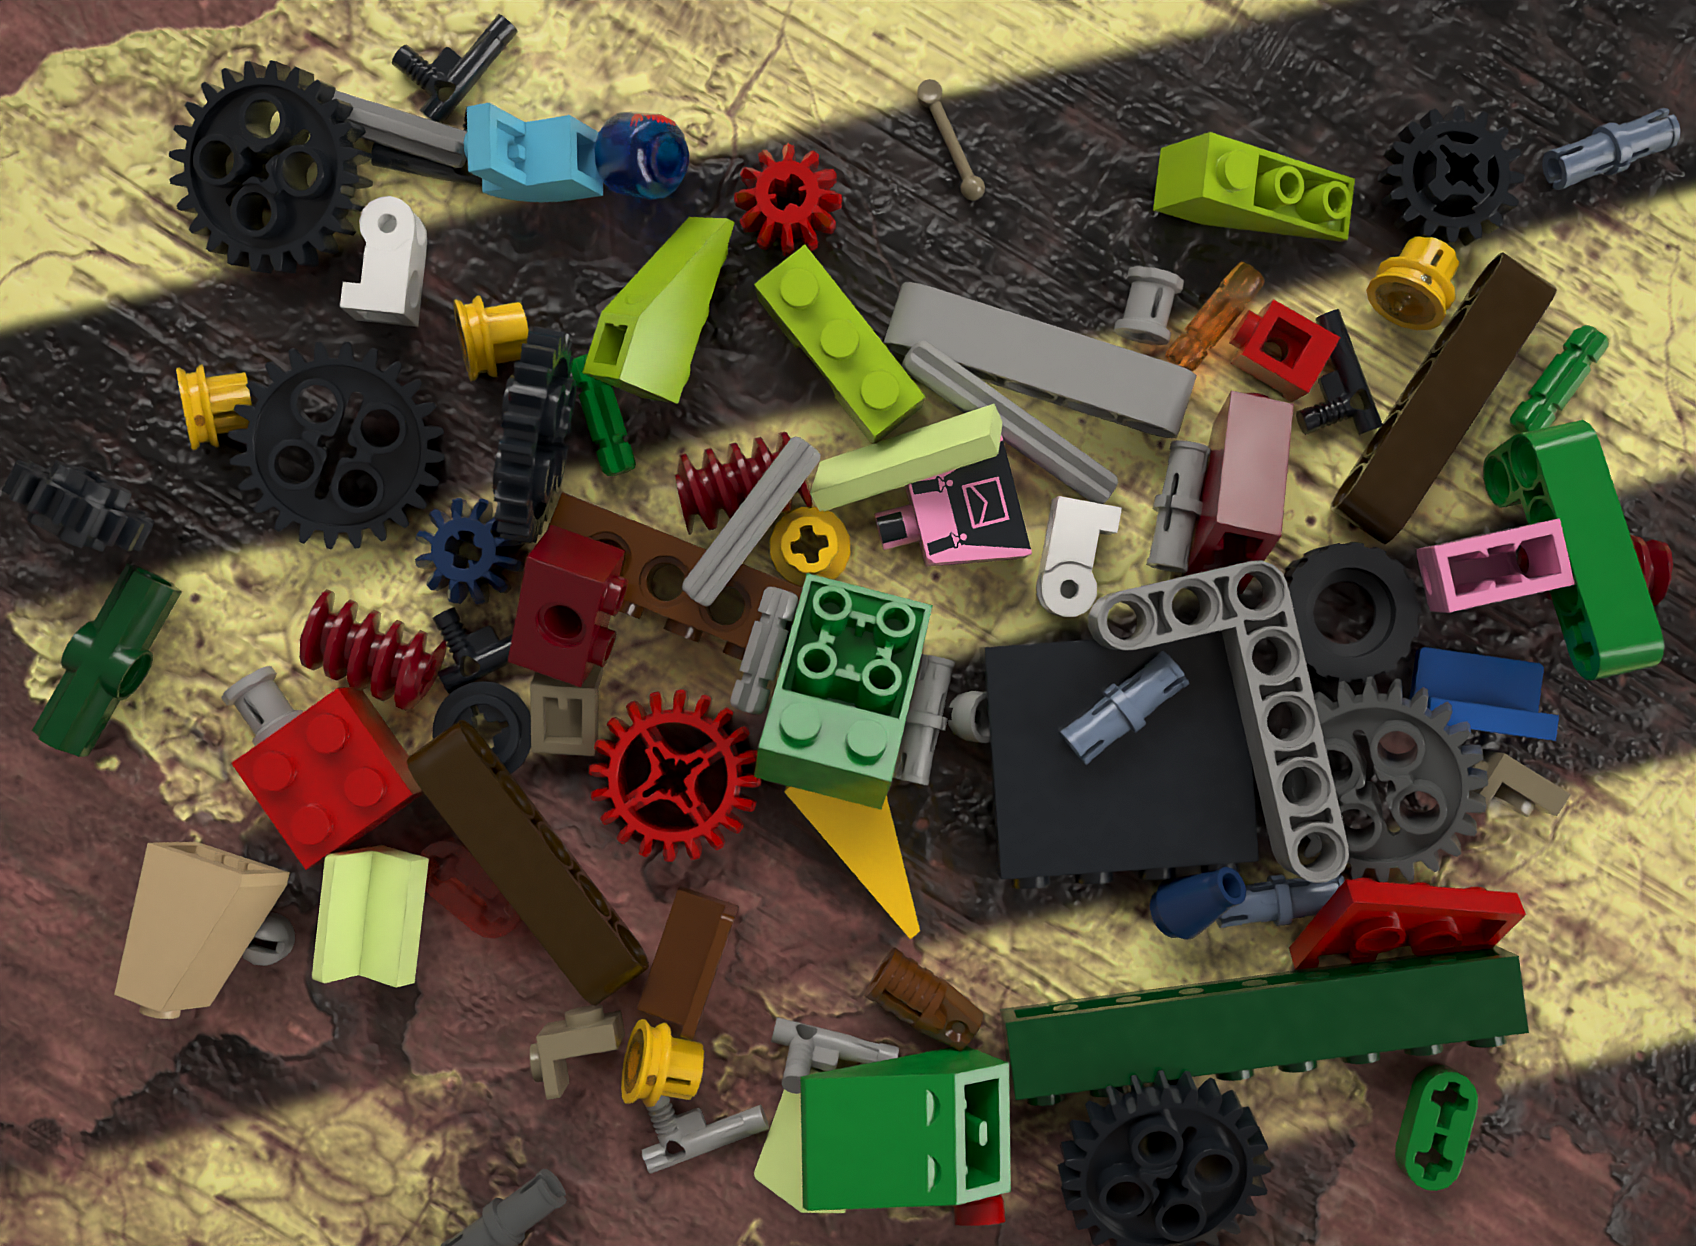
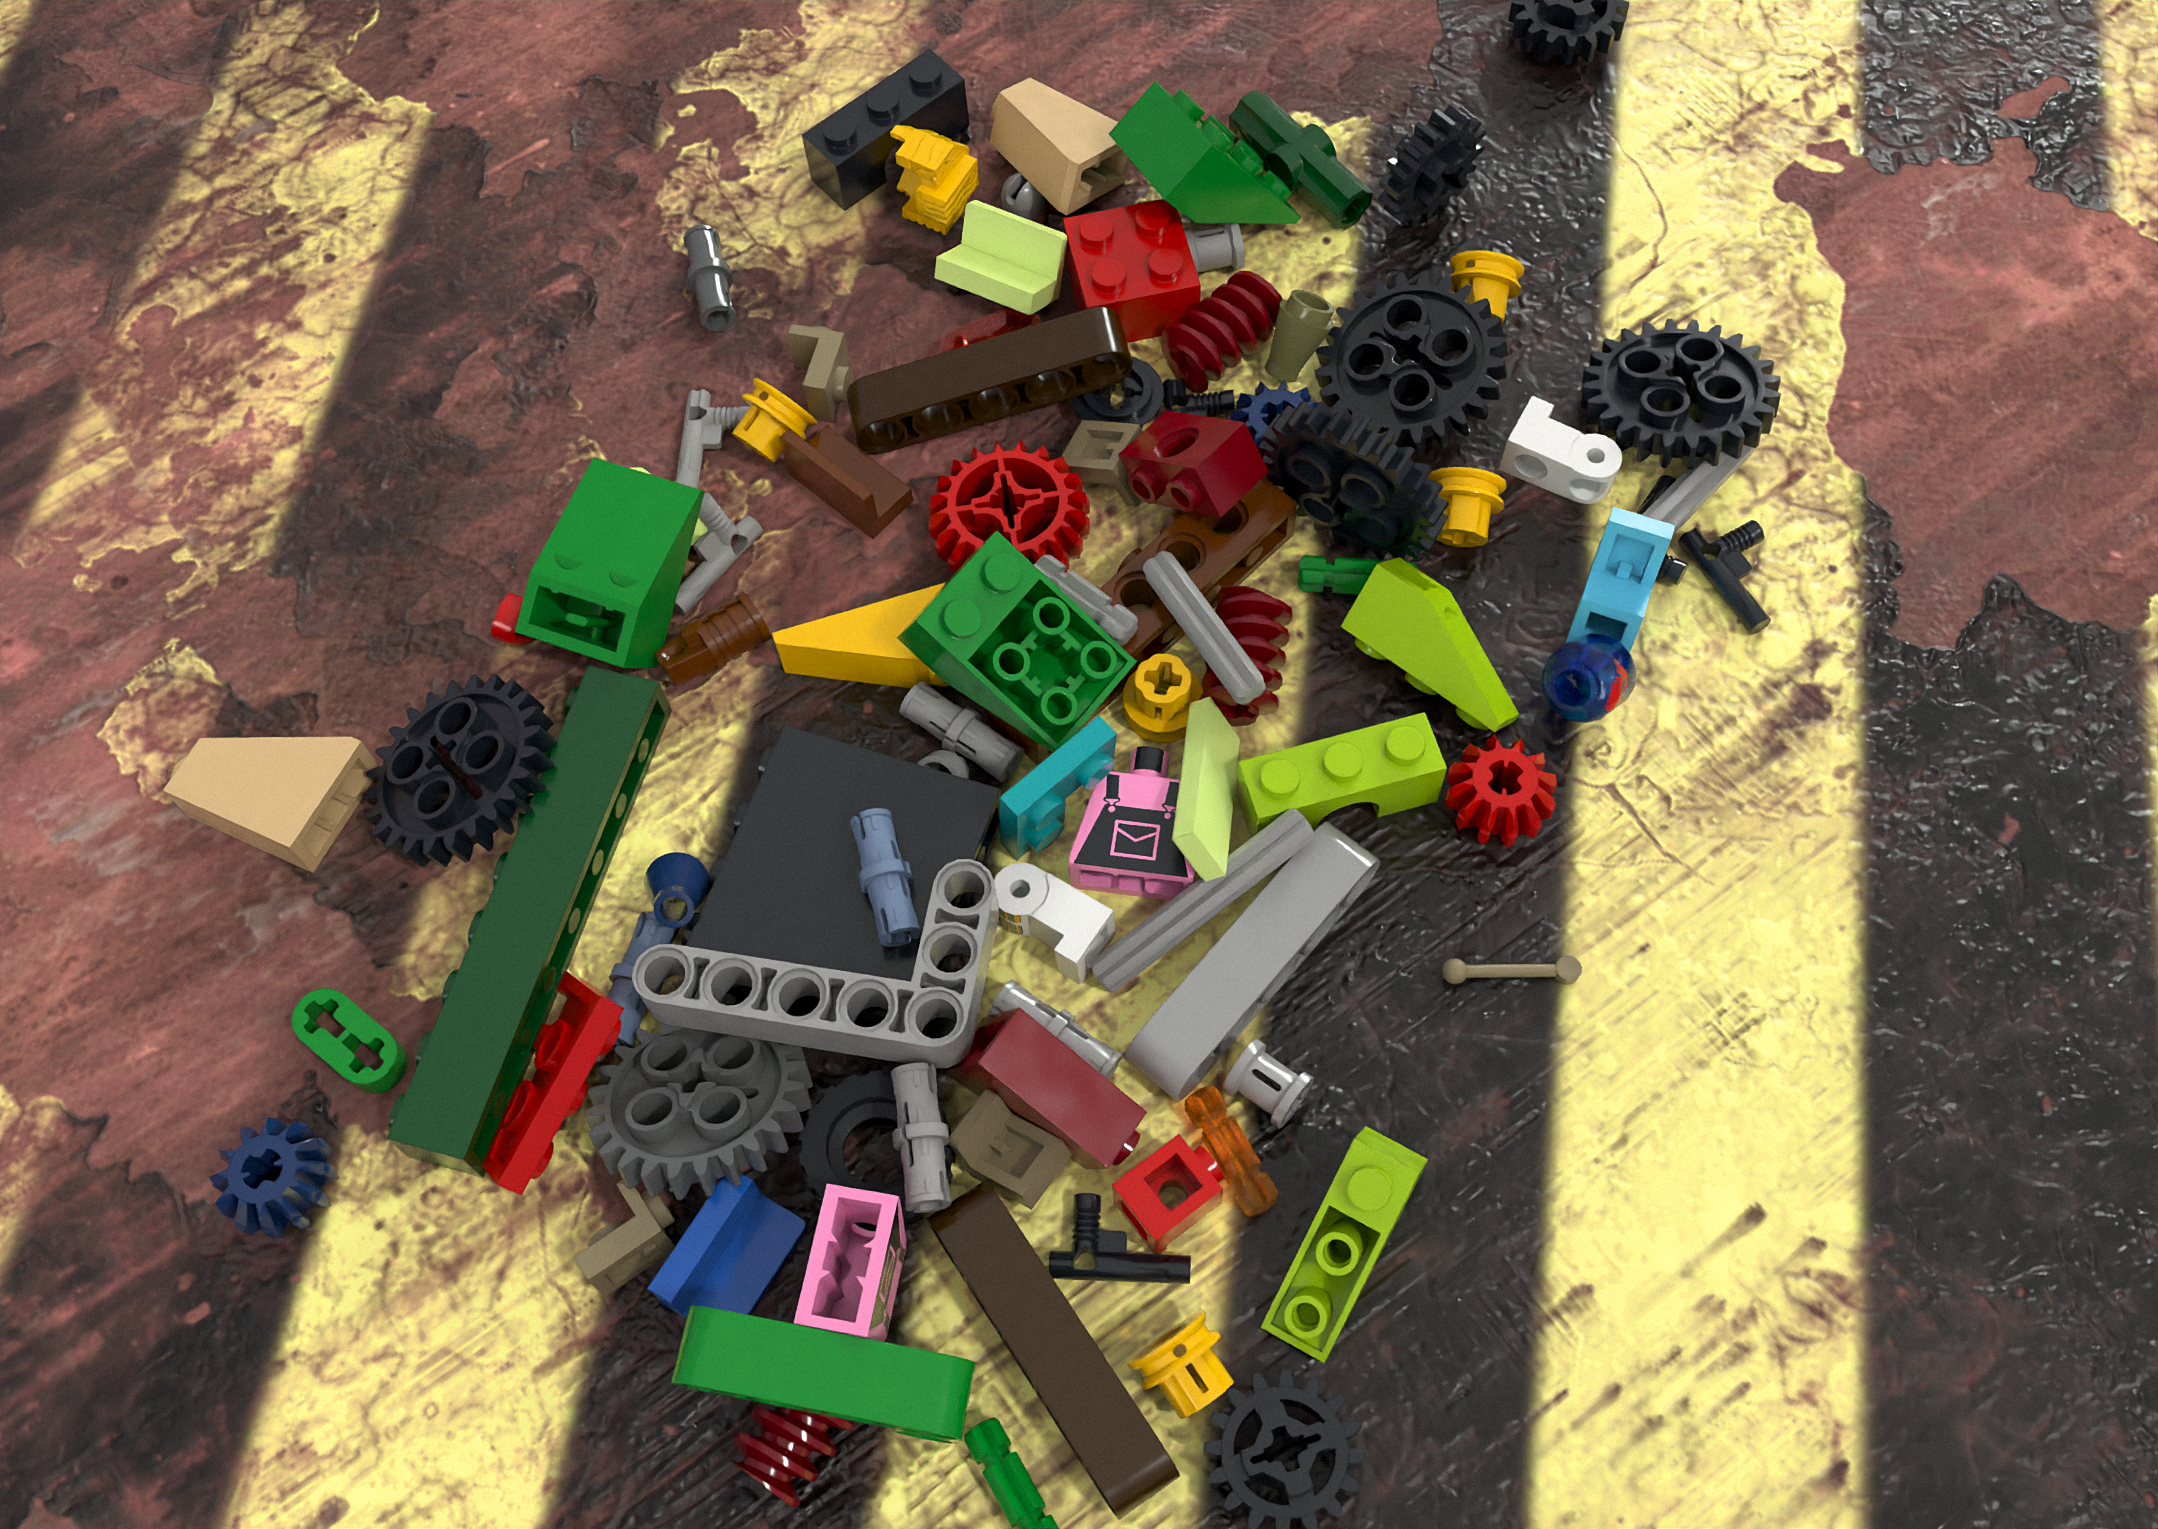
camera: 125 degrees right, 25 degrees down
(181, 749) = (1198, 164): none -> green slope
(196, 1109) = (852, 145): none -> black arch
(283, 1038) = (935, 175): none -> yellow hair
(345, 569) = (1298, 332): none -> olive cone
(989, 603) = (1036, 804): none -> teal plate
(1309, 500) = (1007, 1150): none -> dark tan bracket
(1345, 566) = (920, 1138): none -> light grey pin
(1606, 1126) = (268, 1205): none -> dark blue gear

